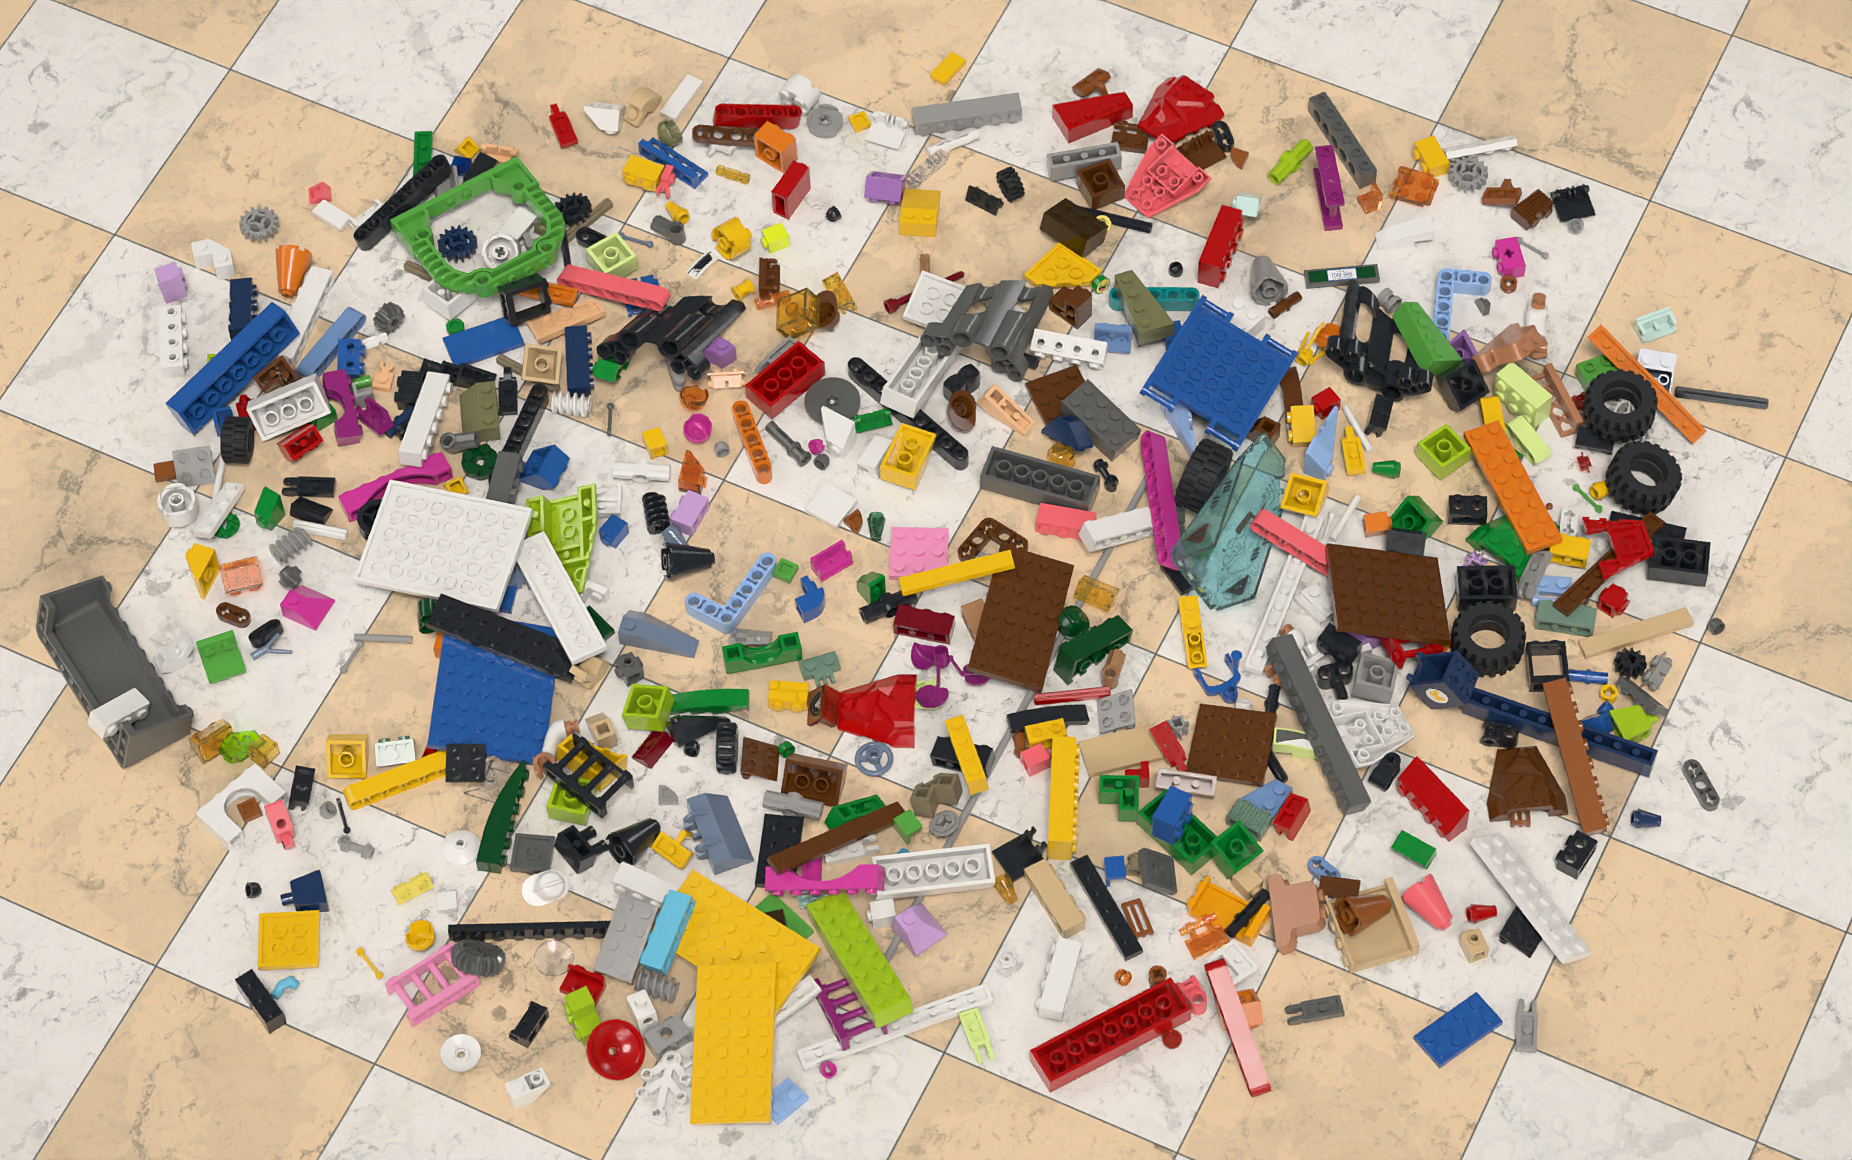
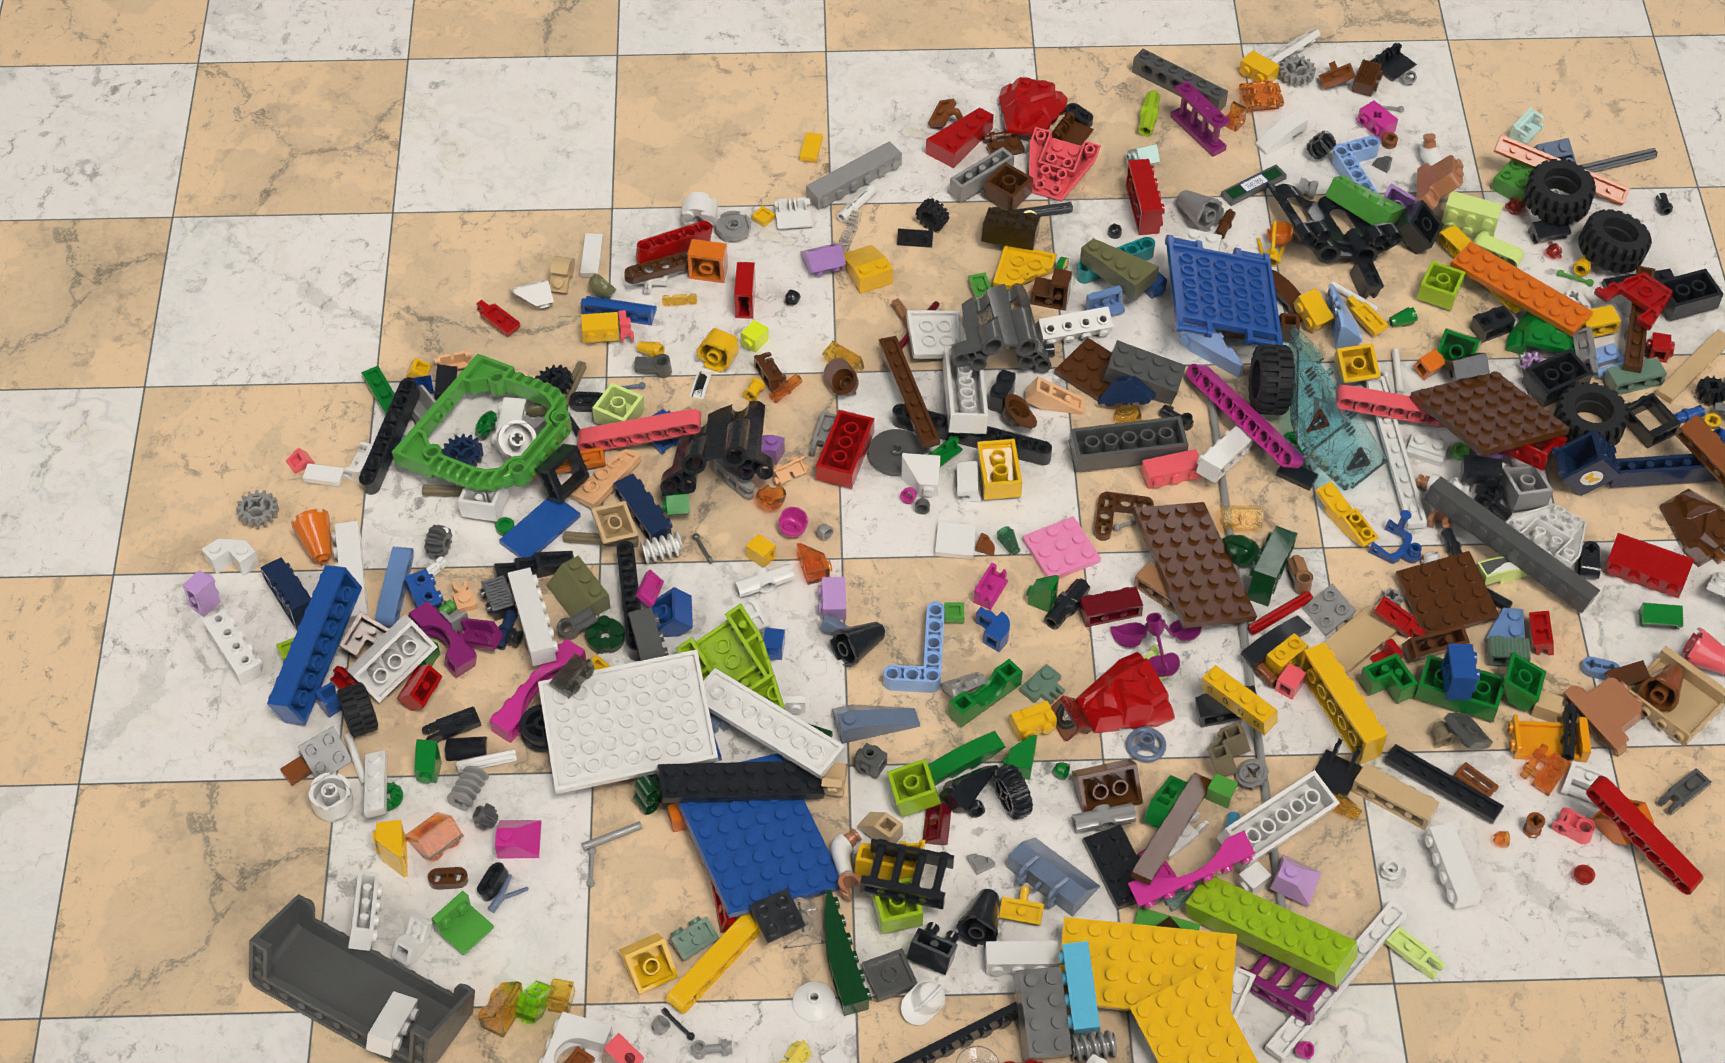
camera: 30 degrees left, 5 degrees down
(148, 612) = (364, 909): none -> white brick
(301, 787) = (621, 1013): black hinge -> none
(418, 486) = (572, 675): none -> clear smoke bracket
(491, 225) = (485, 424): none -> green gear
(508, 394) = (593, 562): black hinge -> none
(539, 436) = (649, 588): none -> dark pink tile
(655, 512) = (802, 610): black piece -> none
(754, 449) = (849, 514): orange beam -> none
(758, 722) = (1023, 756): none -> green slope
(759, 759) = (1045, 791): reddish brown hinge -> none
(793, 449) = (889, 504): dark grey pin -> none
(798, 313) = (821, 388): clear yellow brick -> none
(873, 349) = (909, 392): none -> reddish brown tile
(956, 572) = (1115, 548): yellow tile -> none
(1012, 270) = (979, 283): none -> bright green plate
(1110, 1034) = (1533, 896): red brick -> none
(1114, 868) = (1428, 746): blue panel -> none
(1239, 157) = (1103, 125): dark orange tile -> none
(1325, 402) = (1318, 281): red brick -> none
(1431, 261) = (1321, 144): none -> black gear
(1499, 735) = (1656, 491): black piece -> none
(1564, 402) = (1511, 215): nougat fence -> none
(1731, 464) = (1665, 206): none -> black pin

